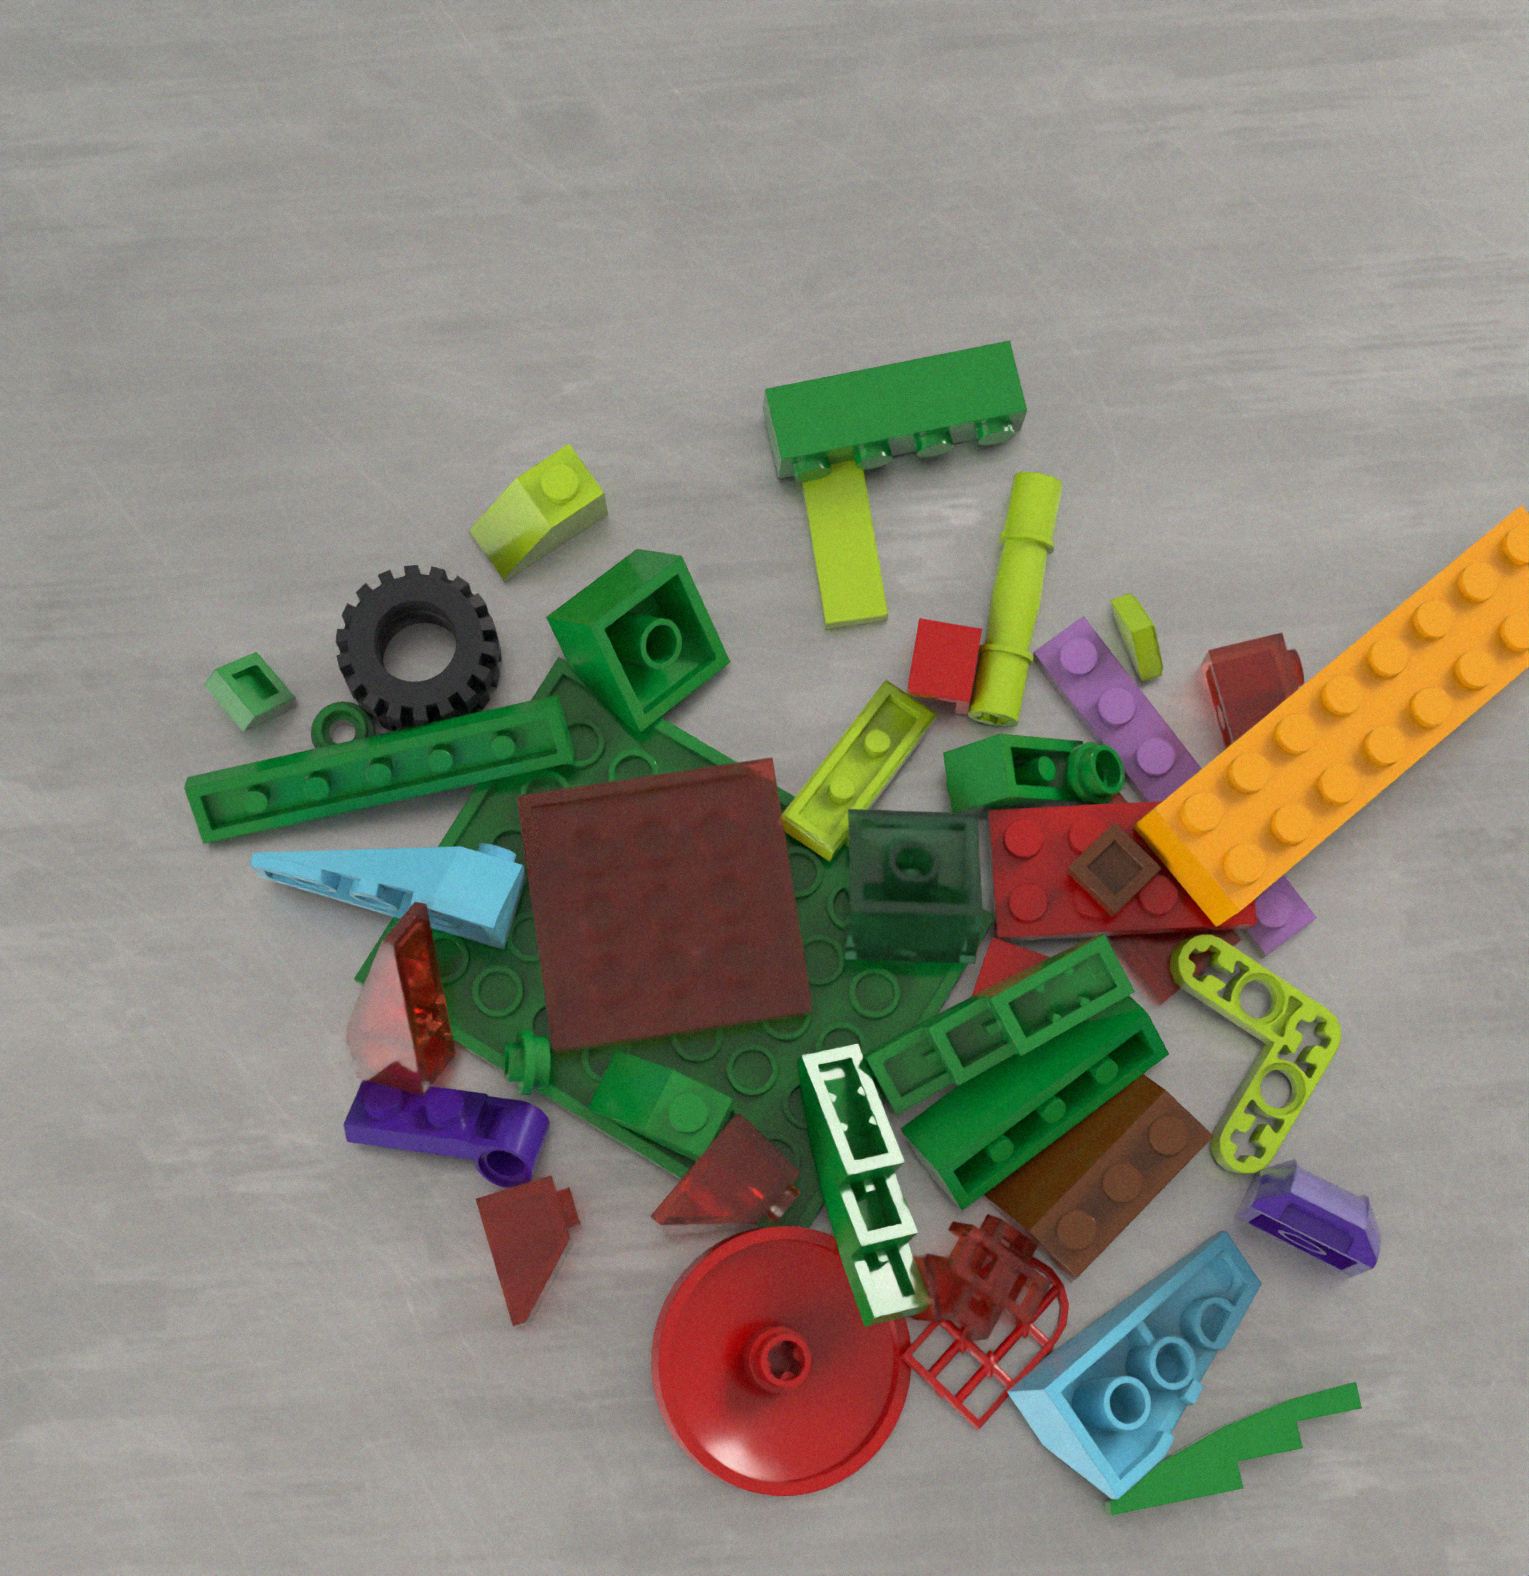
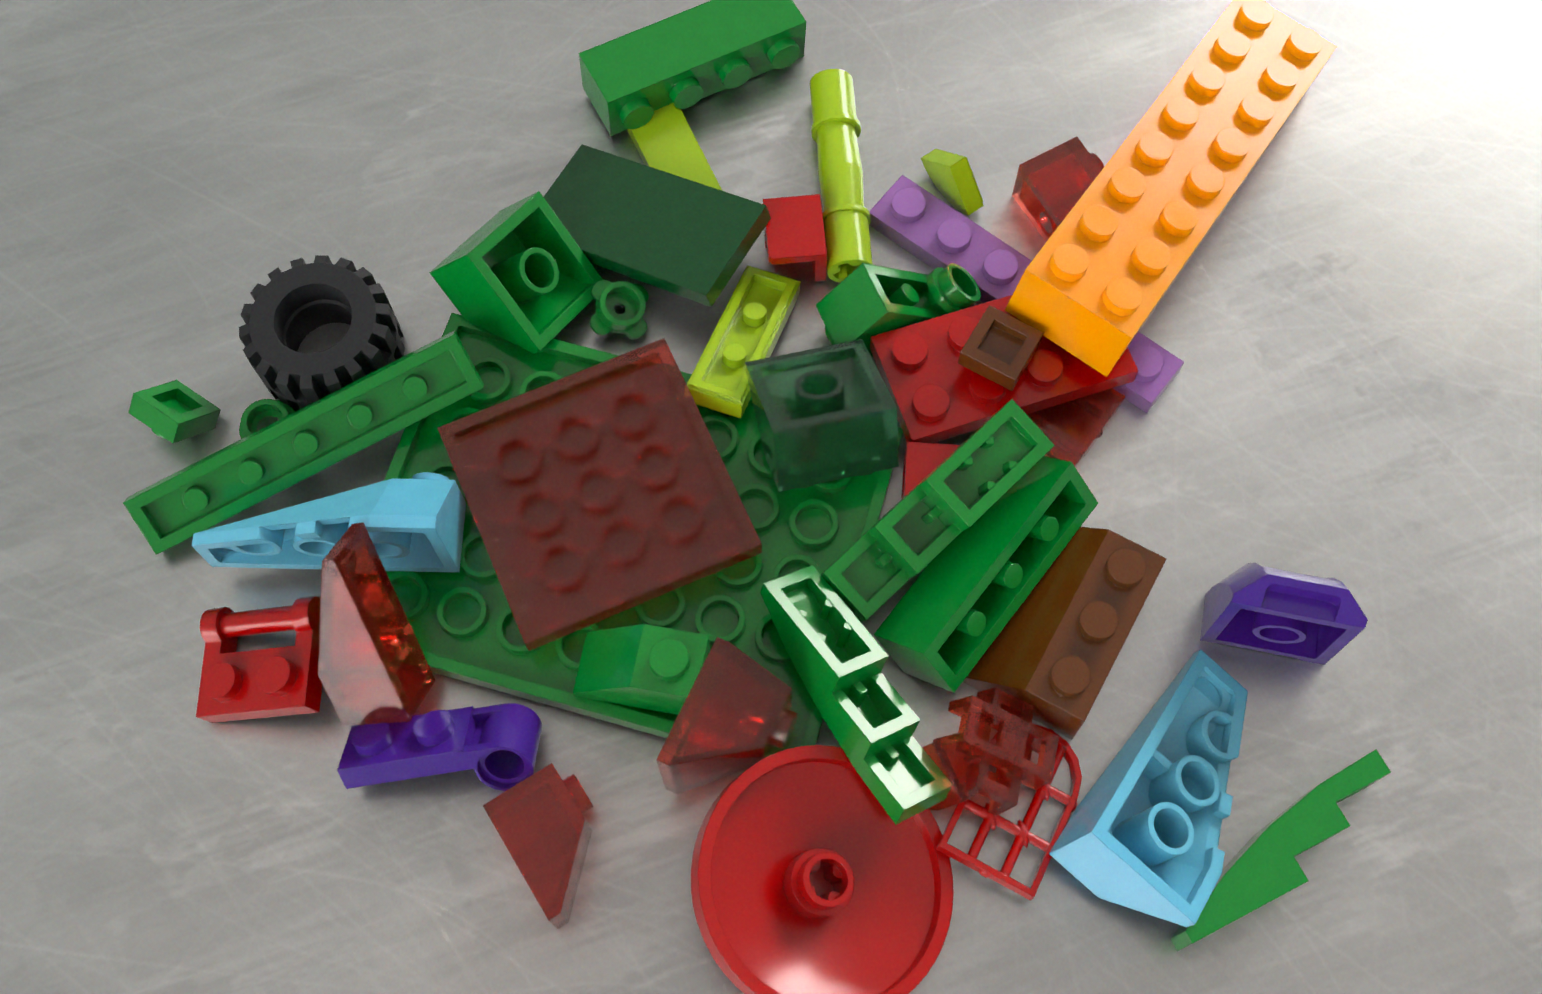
camera: 15 degrees left, 10 degrees down
(284, 1008) = (261, 680): none -> red plate
(527, 1062) = (503, 662): green plate -> none
(539, 513) = (408, 203): lime slope -> none
(752, 686) = (628, 295): none -> green plate
(793, 609) = (655, 223): none -> dark green tile
(1274, 1029) = (1185, 466): lime beam -> none

